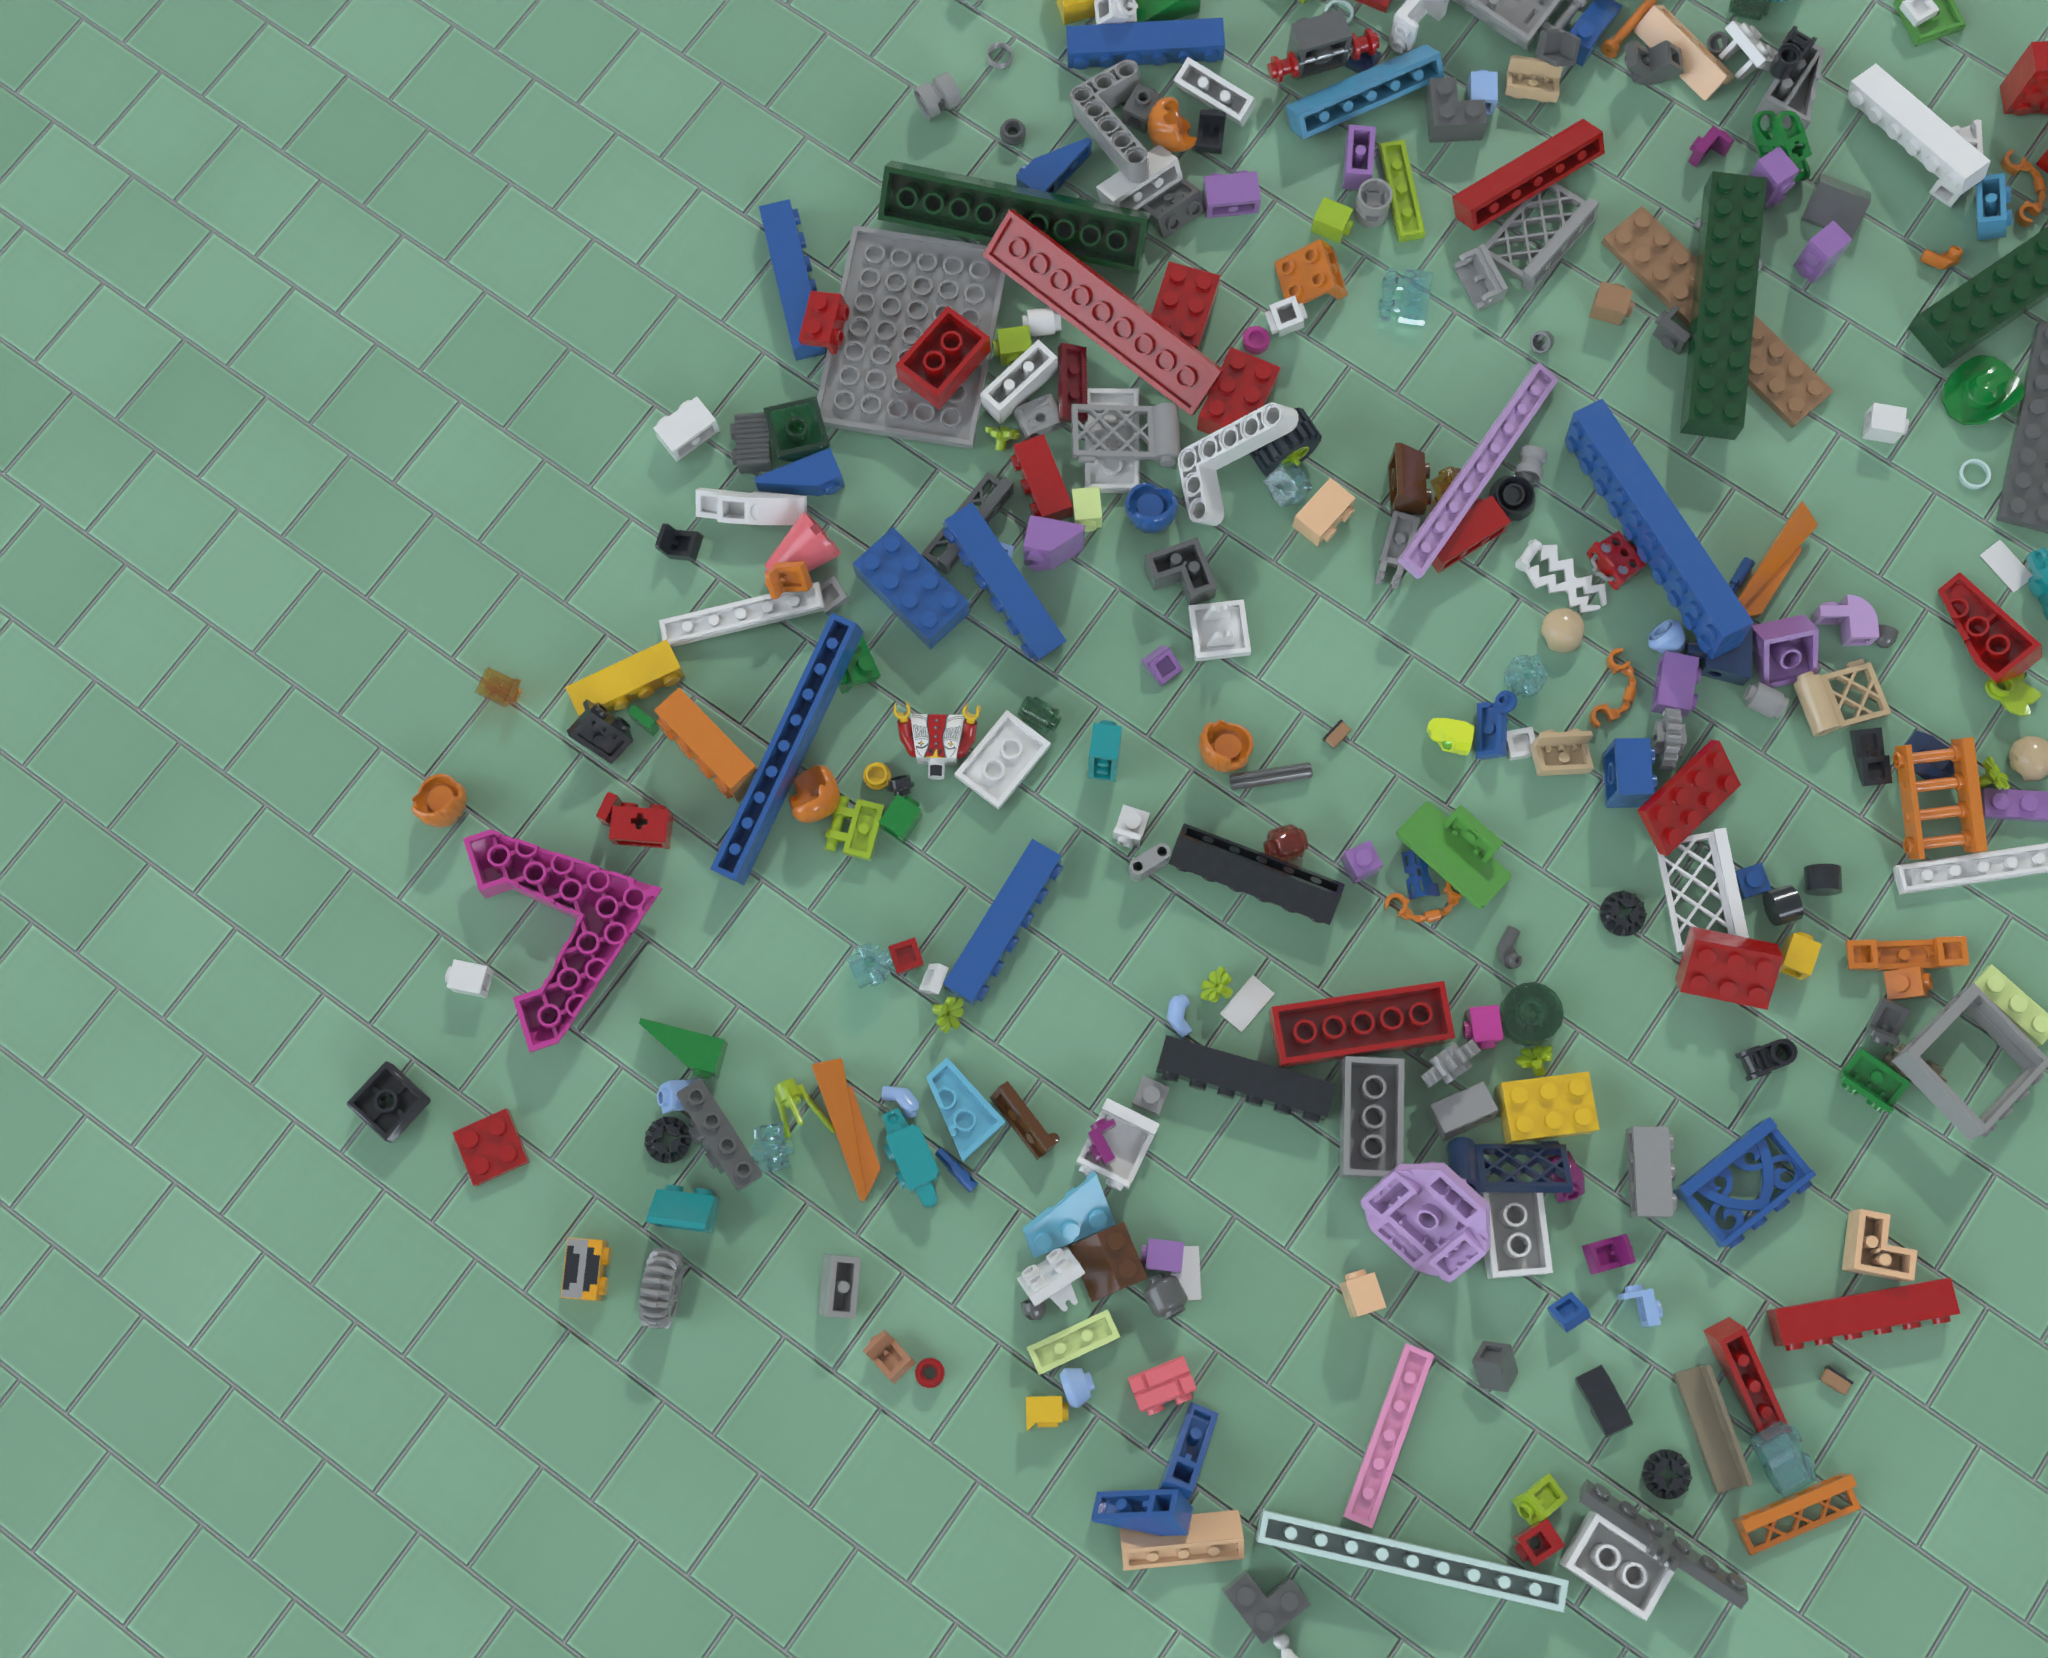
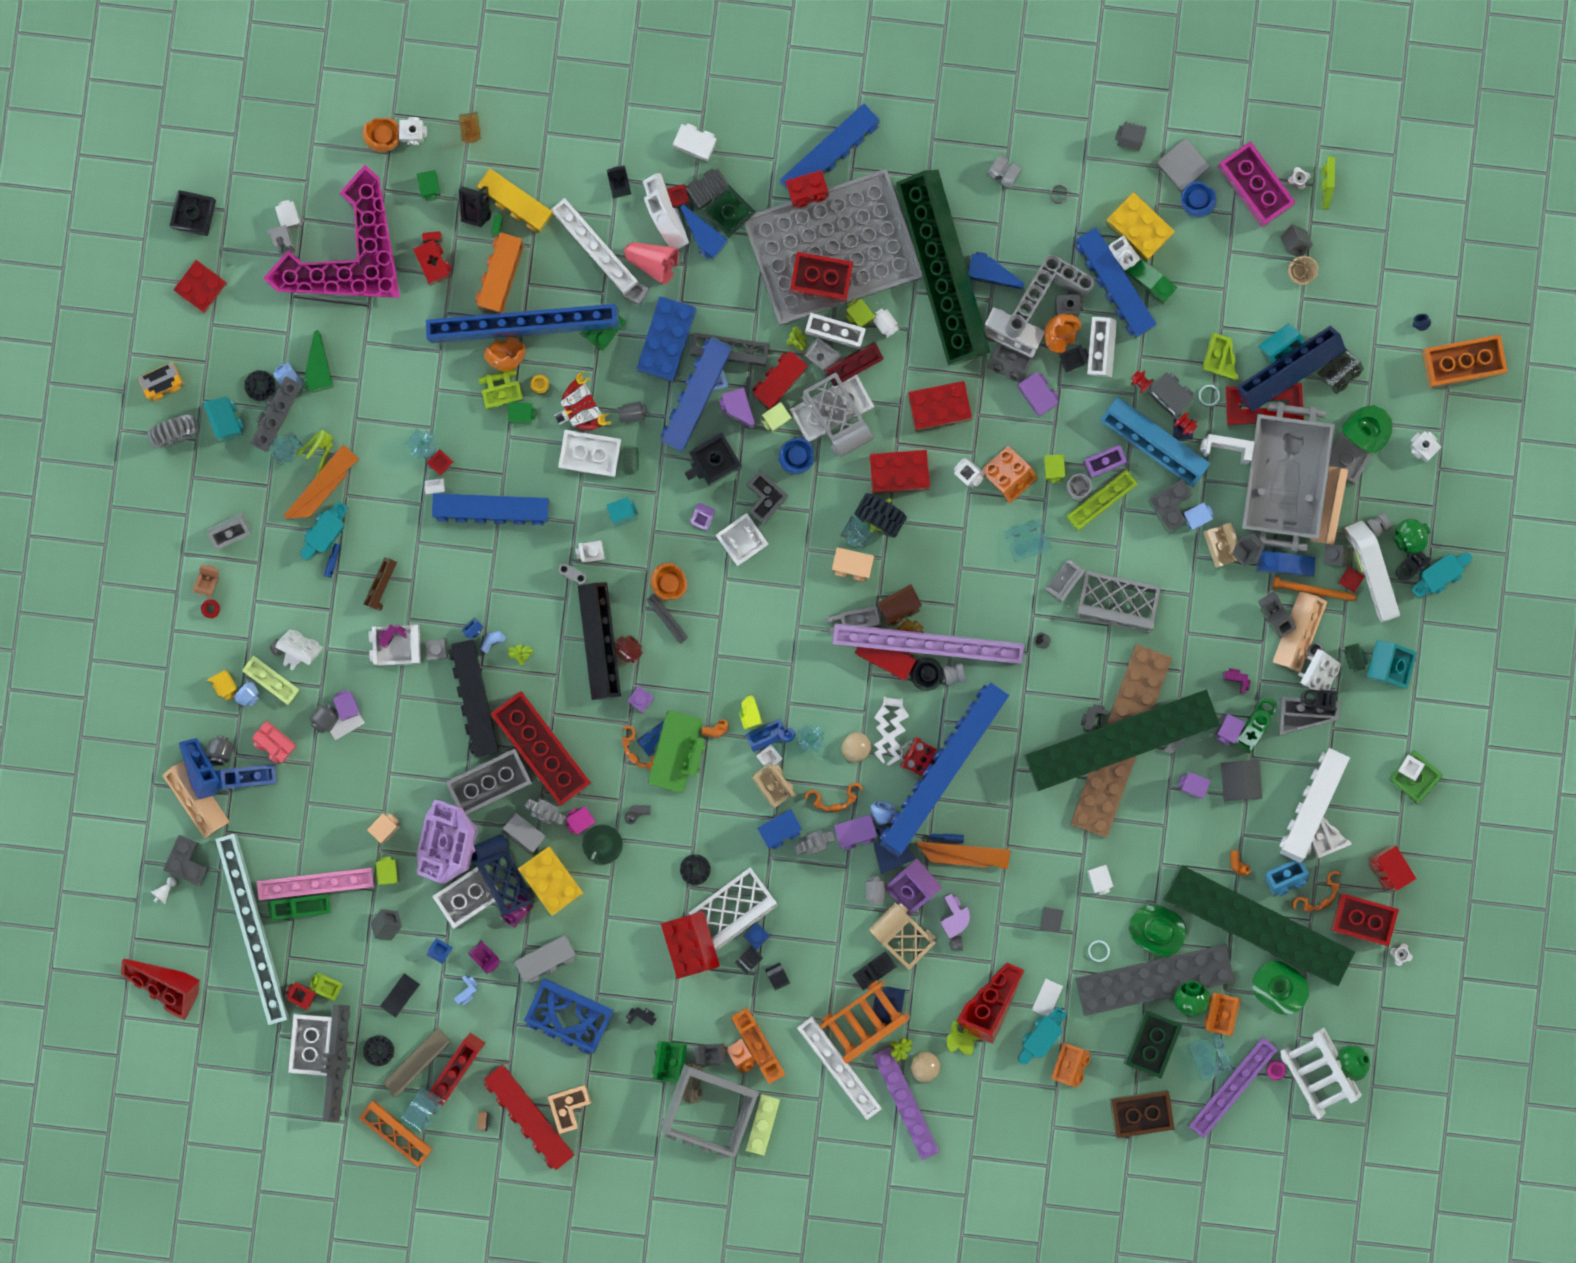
camera: 55 degrees right, 10 degrees up
(459, 760) = (408, 126): none -> white brick
(489, 998) = (281, 236): none -> light grey hinge
(540, 777) = (428, 185): none -> green brick
(740, 480) = (678, 195): none -> red plate
(787, 578) = (628, 262): orange bracket -> none
(900, 785) = (540, 401): black plate -> none
(904, 1098) = (357, 507): light blue arm -> none
(948, 1013) = (419, 506): lime plant -> none
(963, 1108) = (369, 545): medium azure wing -> none
(980, 679) = (632, 412): none -> dark grey brick
(1012, 125) = (1010, 226): dark grey plate -> none
(1071, 1219) = (341, 643): medium azure wing -> none
(1095, 623) = (711, 471): none -> black hinge
(1102, 312) = (905, 357): plate -> none
(1108, 1262) = (326, 676): reddish brown slope -> none
(1133, 1468) = (219, 750): none -> dark grey head
(1150, 1030) = (472, 629): none -> blue plate
(1201, 459) = (840, 472): white beam -> none
(1247, 1003) = (521, 676): white sticker -> none
(1256, 340) = (948, 462): dark pink tile -> none
(1336, 734) = (715, 644): medium nougat piece -> none
(1409, 1477) = (299, 907): none -> green slope
(1422, 1324) = (387, 871): none -> lime brick
(1452, 790) = (717, 731): none -> orange arm
(1528, 174) = (1152, 575): red brick -> none
(1535, 1058) = (577, 860): lime plant -> none
(1612, 303) = (1092, 671): medium nougat brick -> none
(1689, 797) = (784, 872): red plate -> none
(1762, 1059) = (648, 992): black piece -> none
(1783, 1089) = (646, 1015): none -> black bracket
(1799, 955) = (723, 983): yellow brick -> none
(1910, 506) = (1051, 919): none -> dark grey panel

